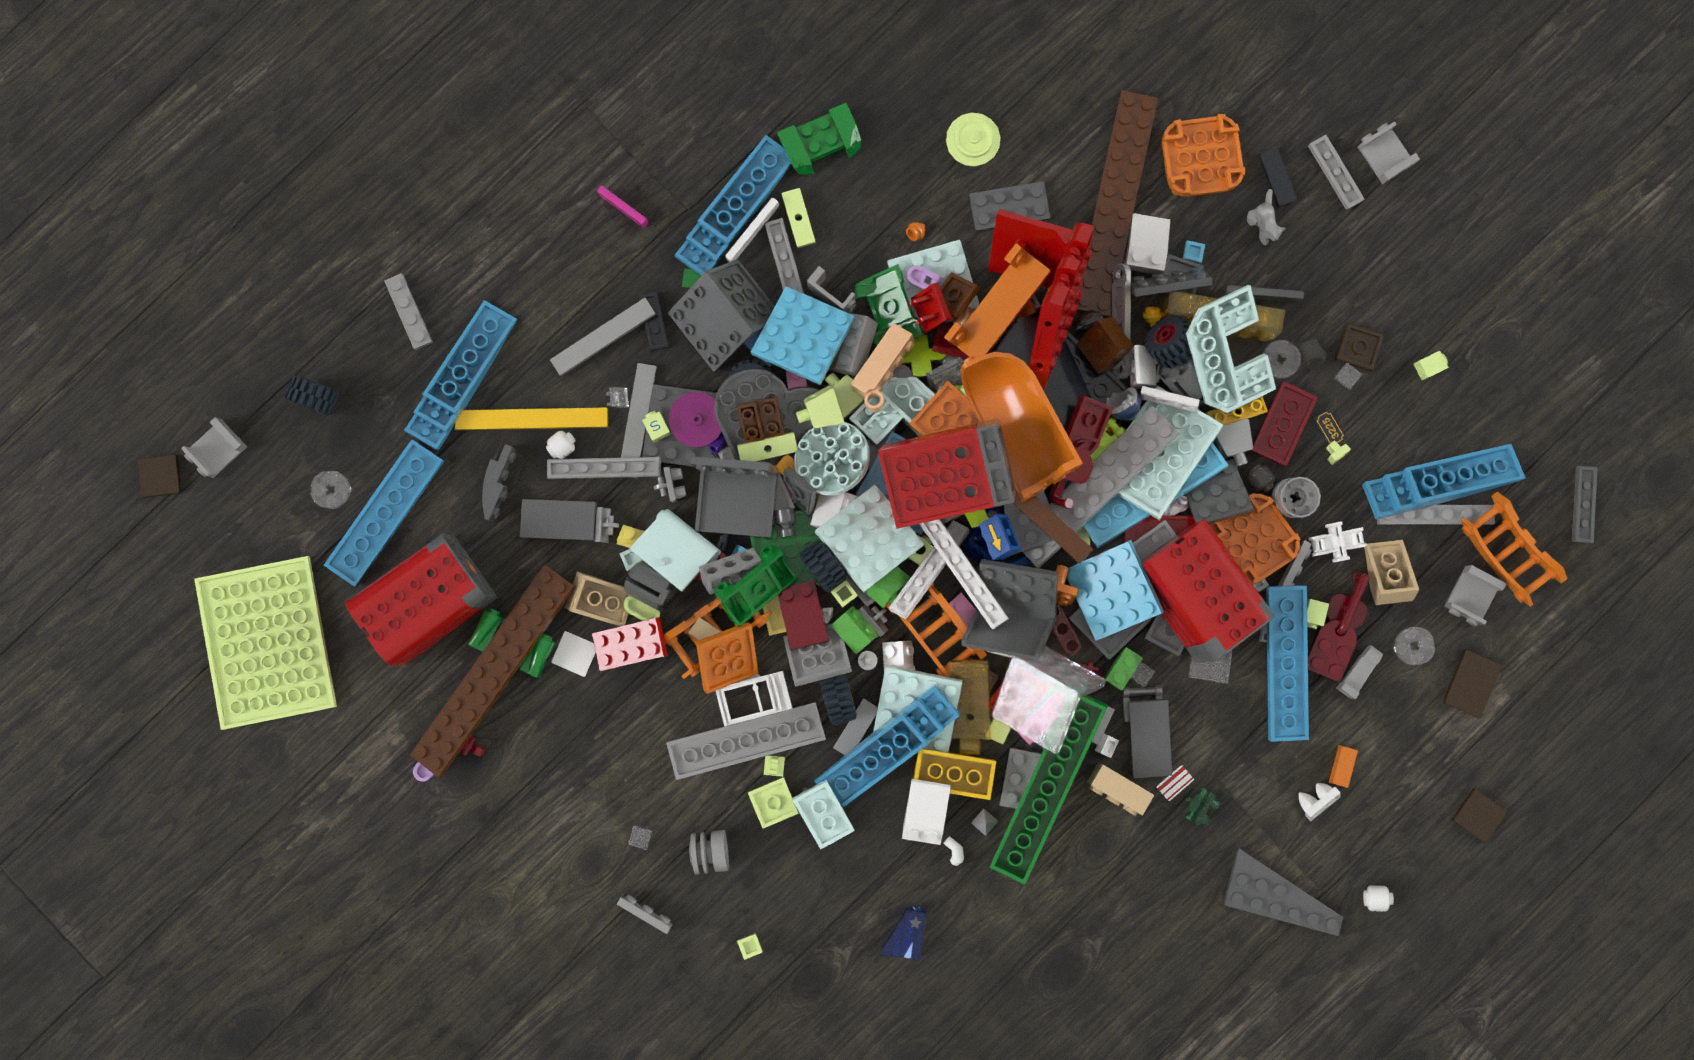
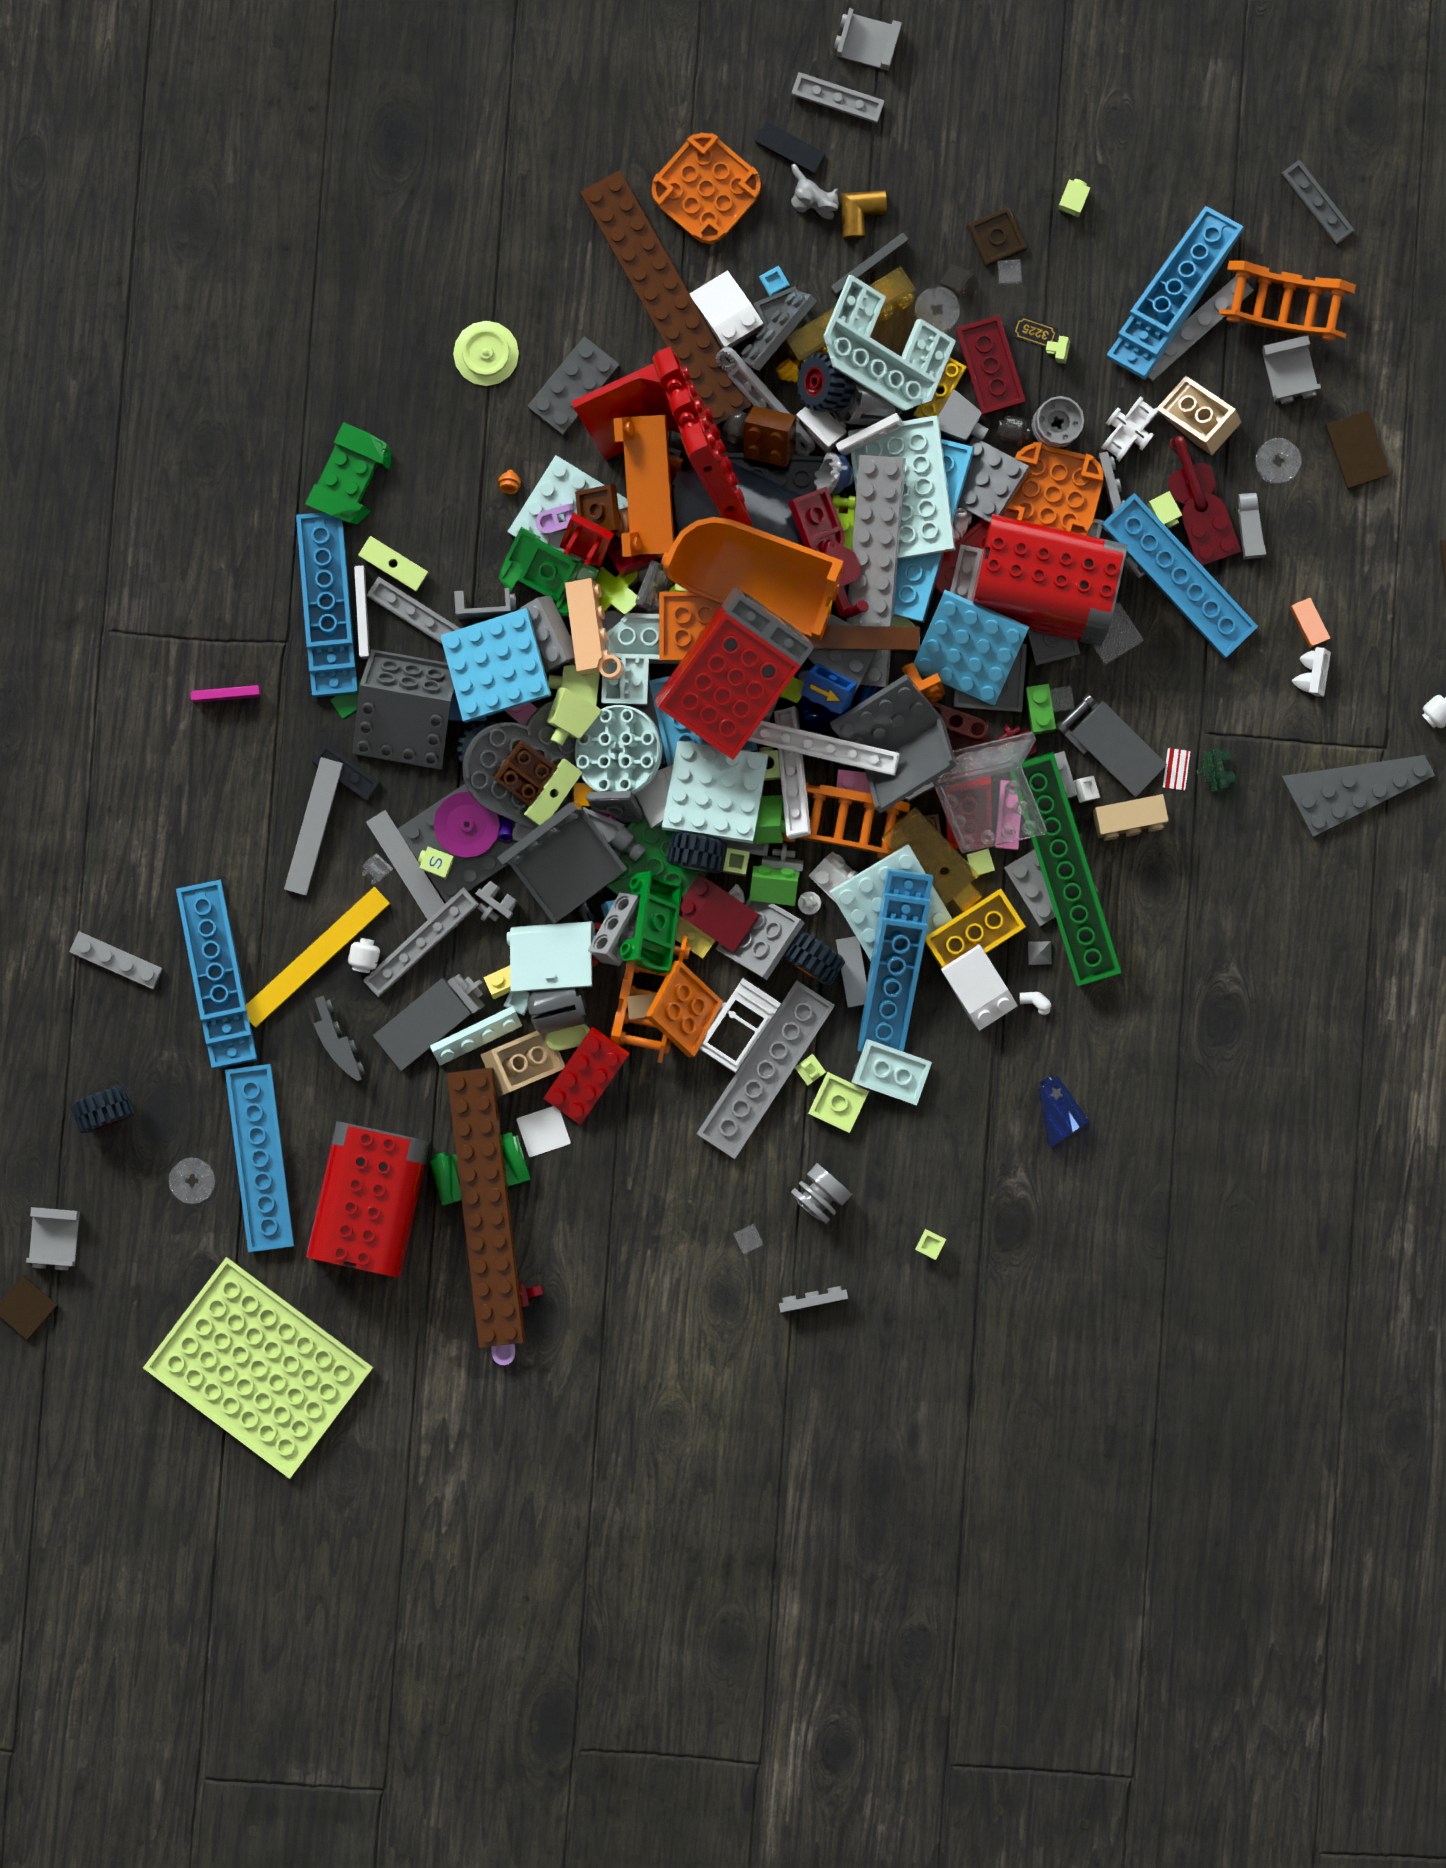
camera: 45 degrees left, 0 degrees up
(585, 557) = (476, 1035): none -> light aqua plate
(1287, 250) = (856, 206): none -> pearl gold brick

